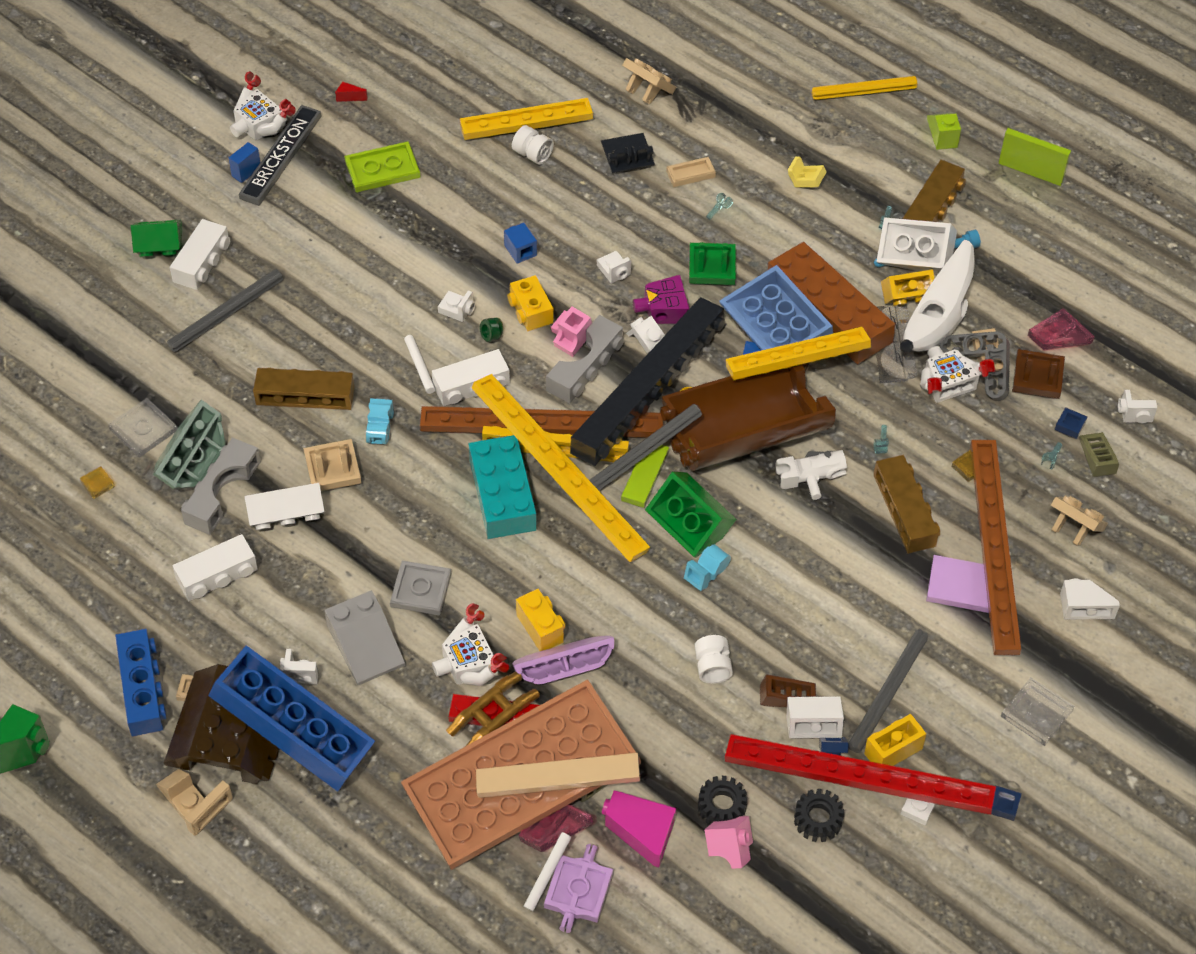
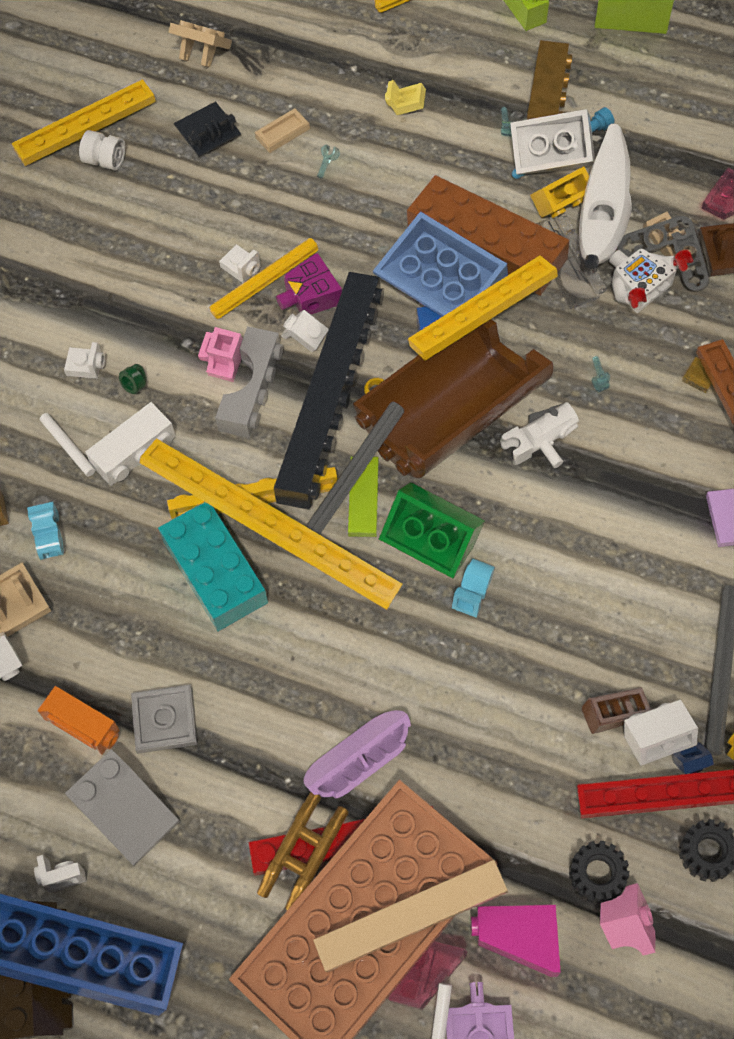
camera: 15 degrees left, 10 degrees up
(353, 565) = (79, 720): none -> orange window
(468, 653) = (249, 787): torso -> none
(520, 243) = (129, 267): blue brick -> none
(531, 303) = (166, 334): yellow brick -> none
(540, 620) = (314, 716): yellow brick -> none
(552, 421) = (234, 468): dark orange plate -> none
(627, 284) = (263, 278): none -> yellow axle
(712, 263) = (344, 228): green plate -> none
(713, 658) = (522, 696): white wheel -> none
(906, 503) = (656, 441): pearl gold brick -> none

